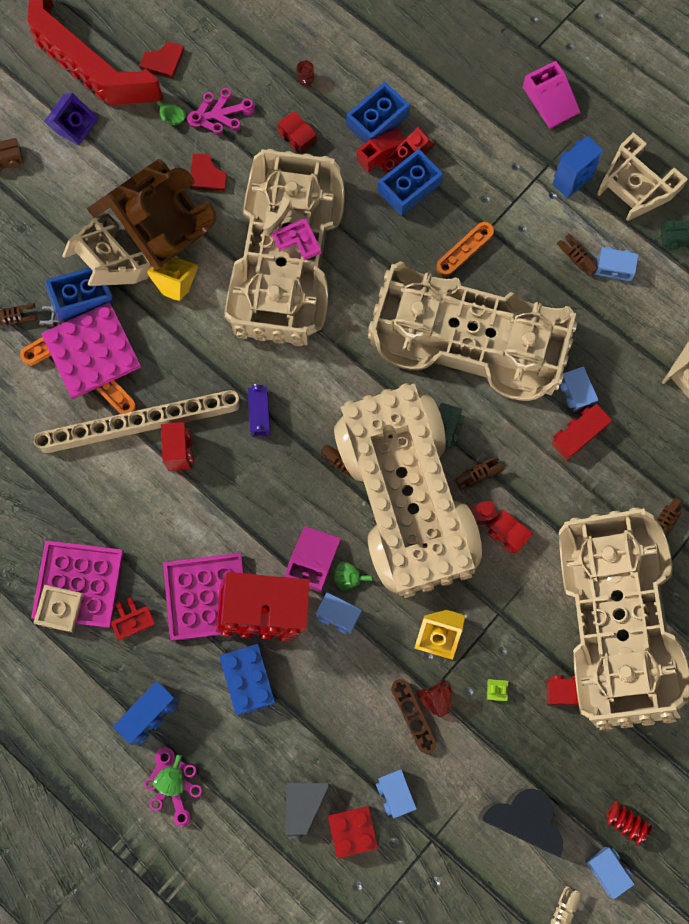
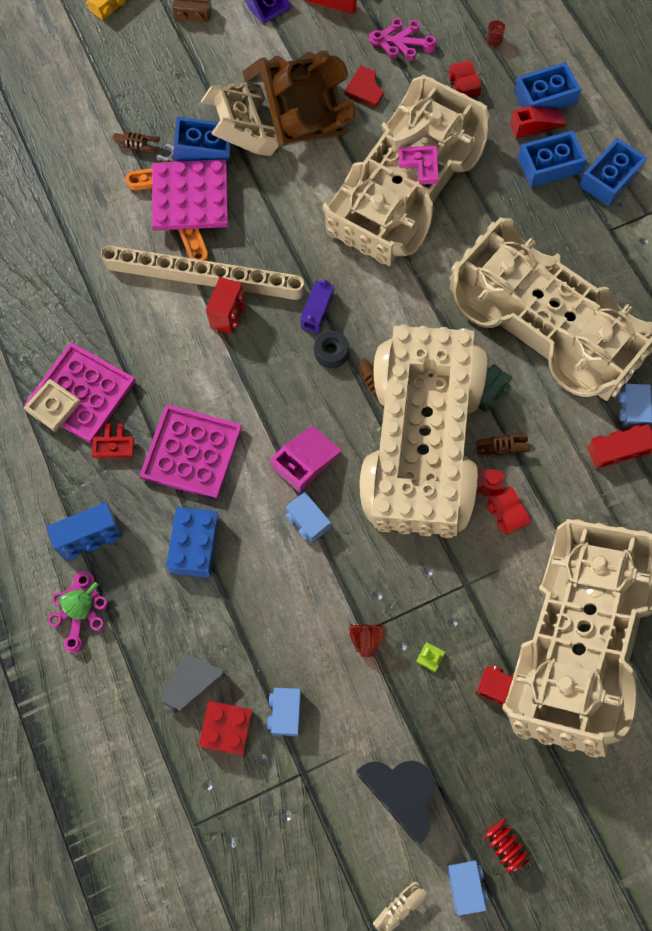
camera: 25 degrees right, 5 degrees down
(171, 114) = (357, 26): bright green piece -> none
(174, 277) = (293, 161): yellow slope -> none
(262, 606) = (235, 465): red piece -> none
(285, 437) = (331, 360): none -> black tyre
(348, 576) = (332, 489): bright green piece -> none
(415, 715) = (339, 645): reddish brown beam -> none
(416, 140) = (572, 123): red slope -> none
(440, 633) = (397, 577): yellow slope -> none
(464, 249) = (579, 237): orange plate -> none
(469, 174) = (613, 172): none -> blue brick

